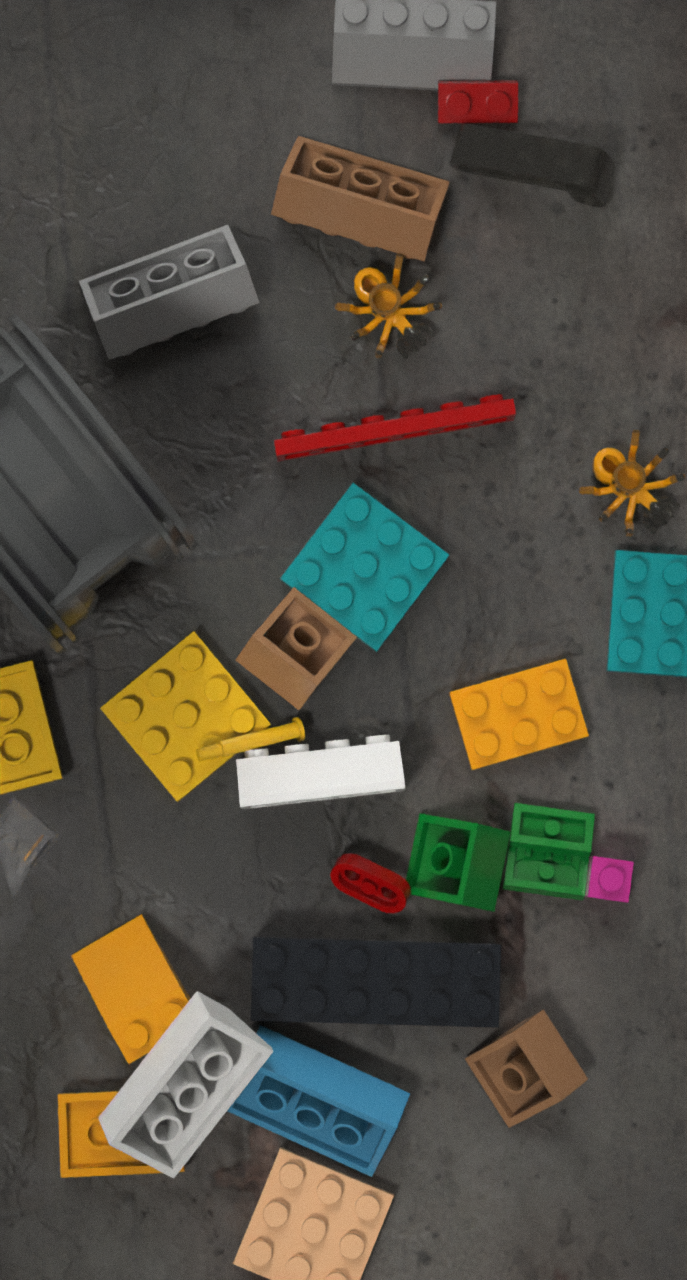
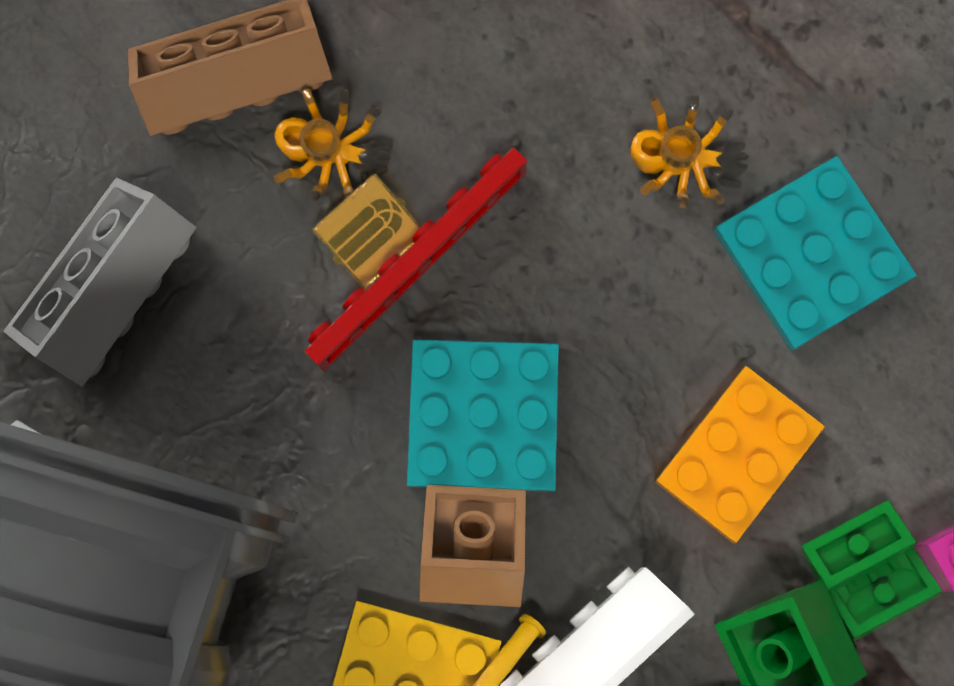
camera: 30 degrees left, 5 degrees down
(375, 385) = (367, 230): none -> clear yellow piece

